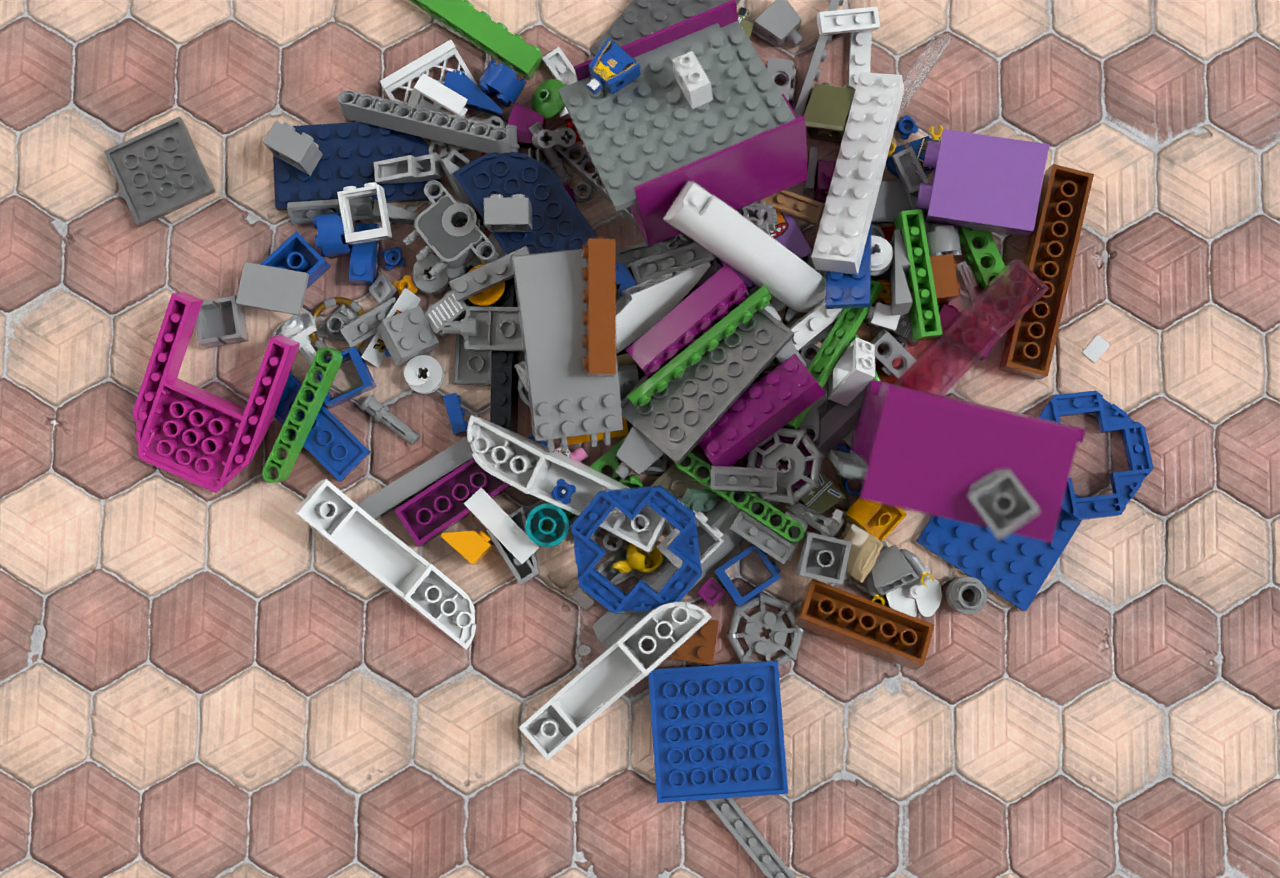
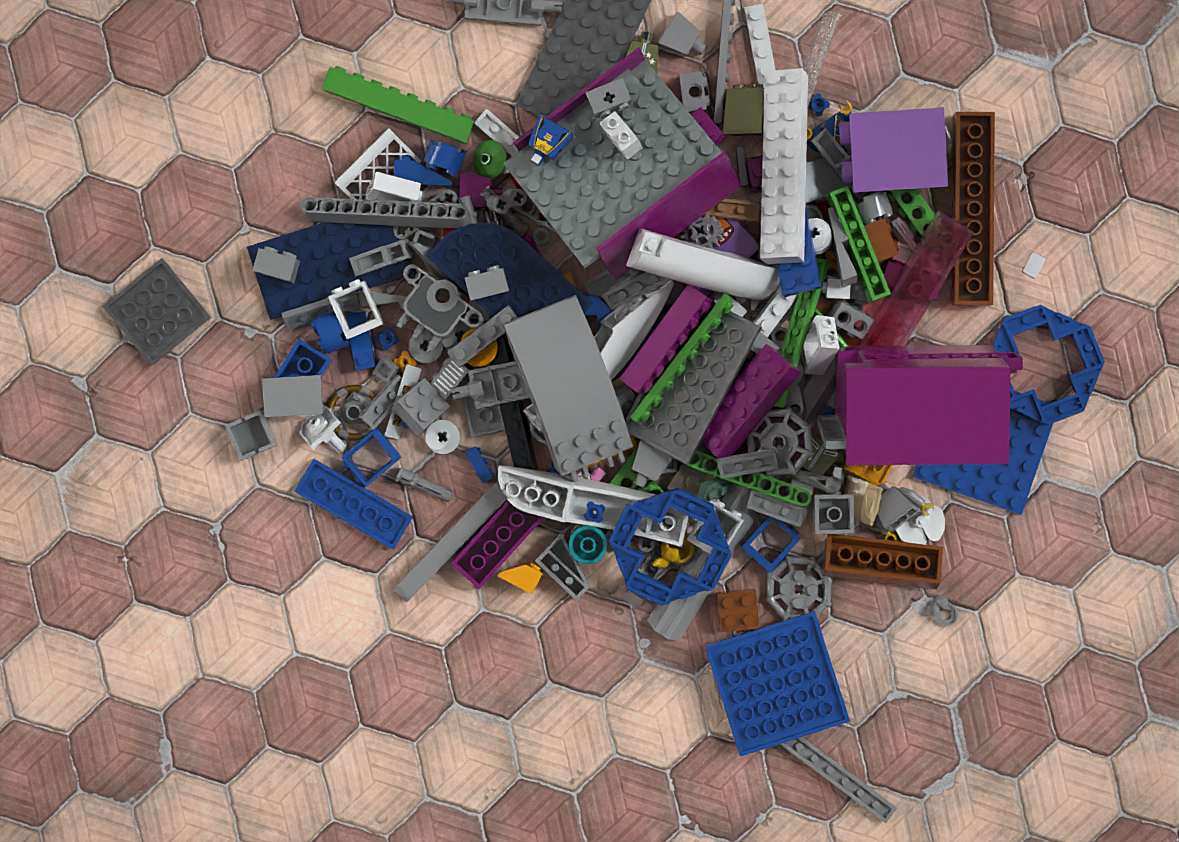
camera: 15 degrees left, 5 degrees up
(192, 428) = (257, 536): dark pink wedge -> none
(294, 421) = (343, 508): bright green beam -> none
(389, 561) = (458, 608): white slope -> none
(501, 525) = (547, 554): white sticker -> none
(600, 307) = (590, 351): dark orange brick -> none
(612, 675) = (675, 658): white slope -> none
(696, 32) = (616, 90): none -> light grey brick
(711, 591) = (743, 565): magenta plate -> none
(848, 21) = (743, 23): white plate -> none
(906, 692) = (933, 610): none -> light grey piece
(977, 598) = (958, 506): light grey piece -> none
(1002, 502) = (960, 443): light grey slope -> none

